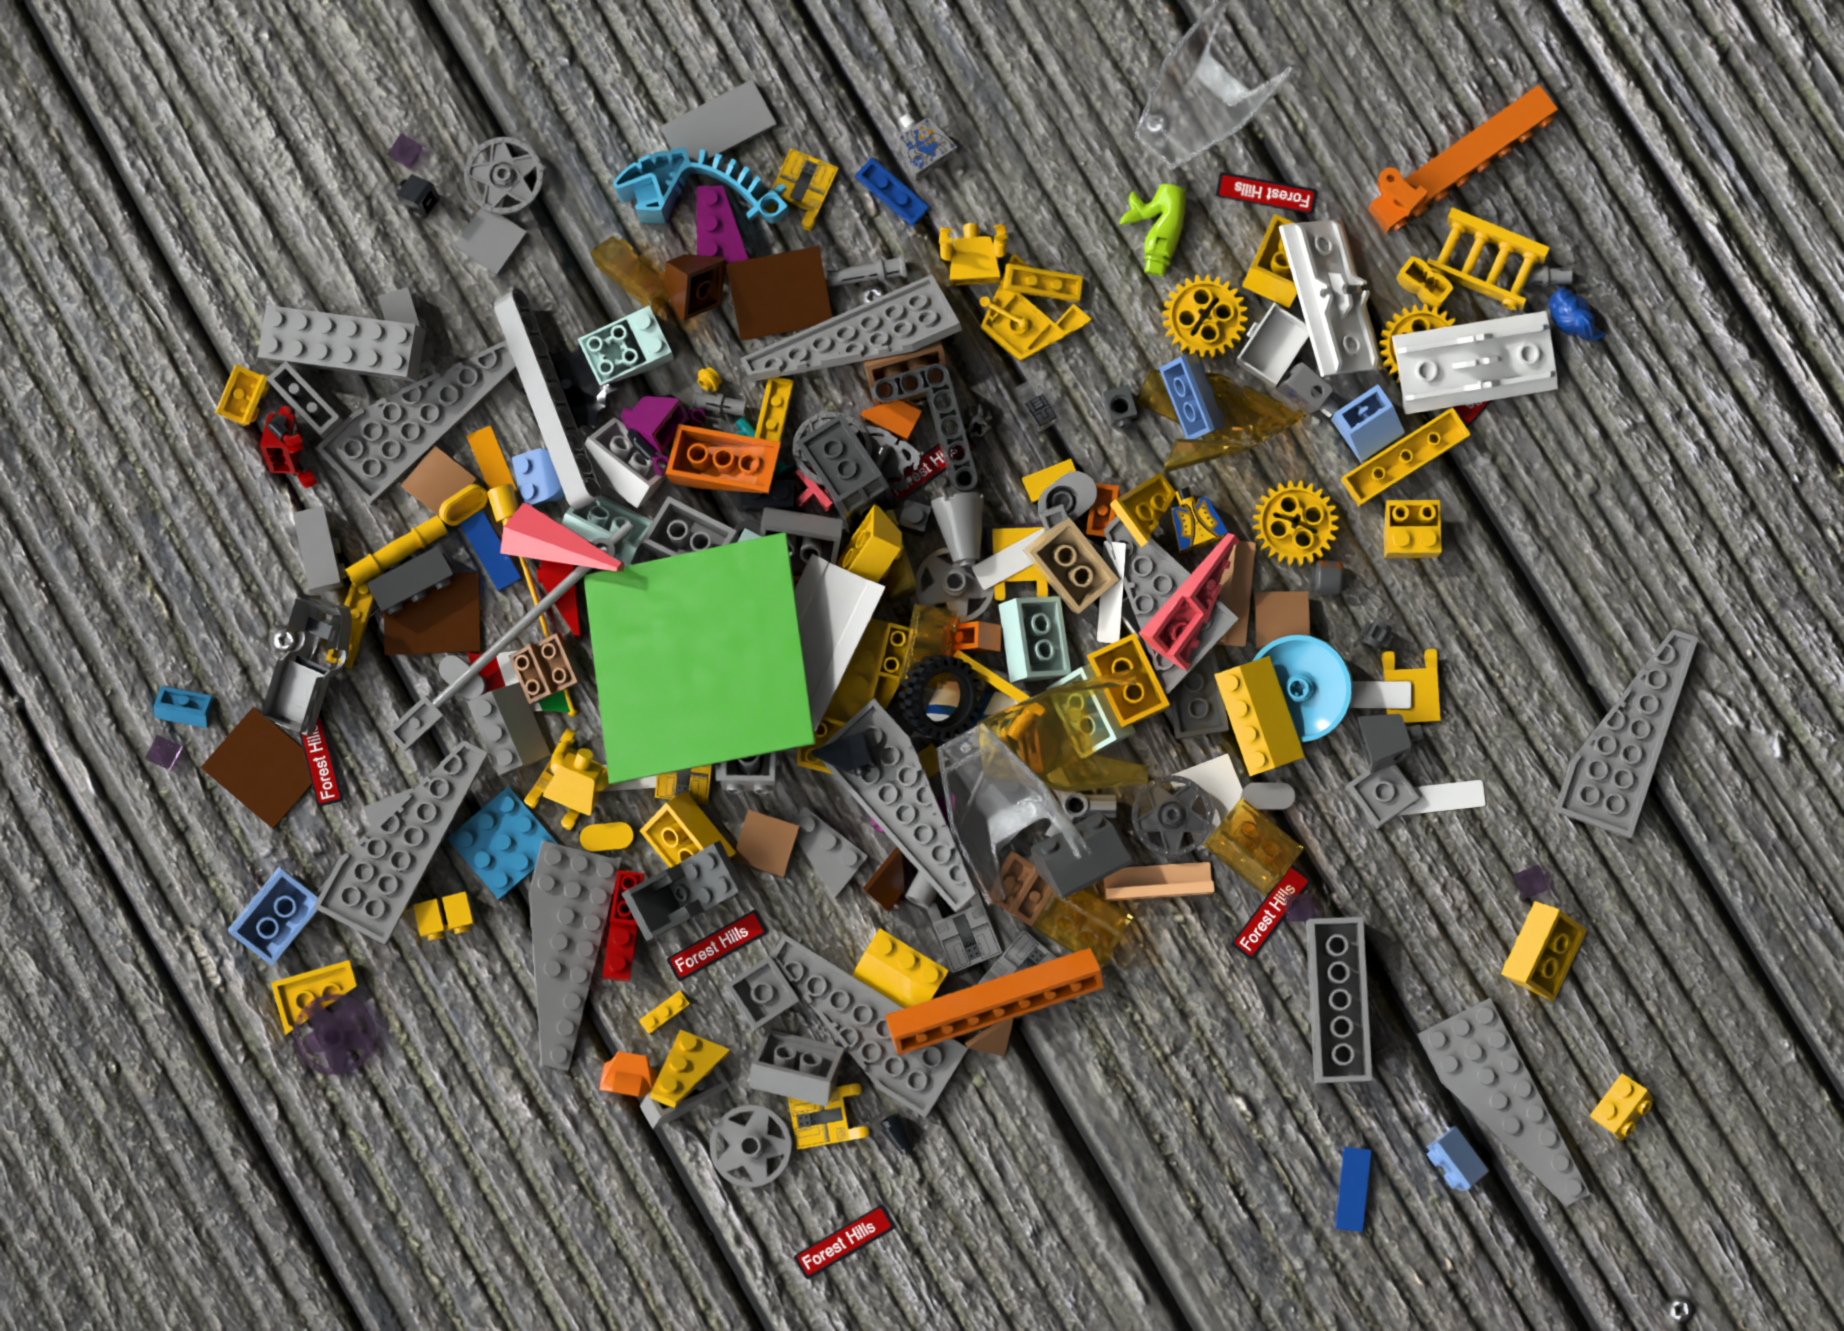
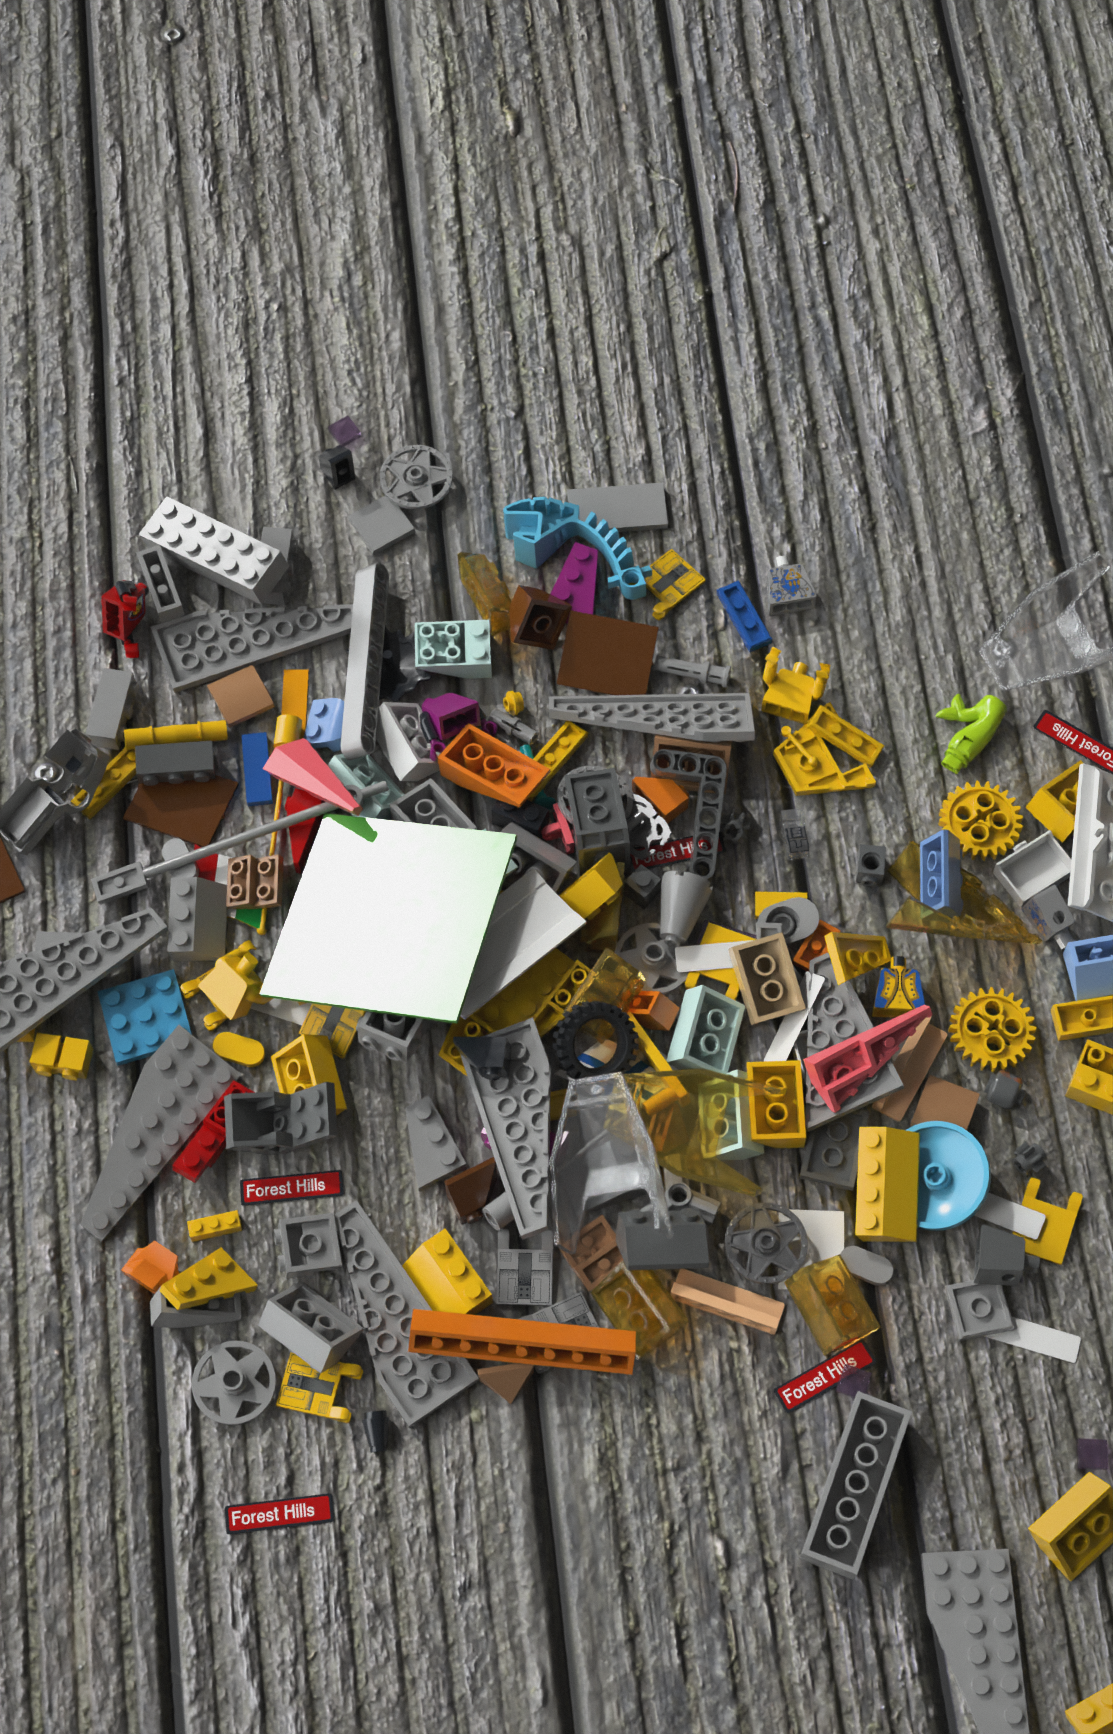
camera: 25 degrees right, 15 degrees down
(242, 395) = (111, 563): yellow bracket -> none
(321, 765) = (23, 884): red sticker -> none
(463, 504) = (252, 720): yellow tile -> none
(766, 843) = (378, 1112): medium nougat slope -> none
(1352, 1189) = (795, 1680): blue tile -> none
(1457, 1159) = (912, 1694): light blue slope -> none

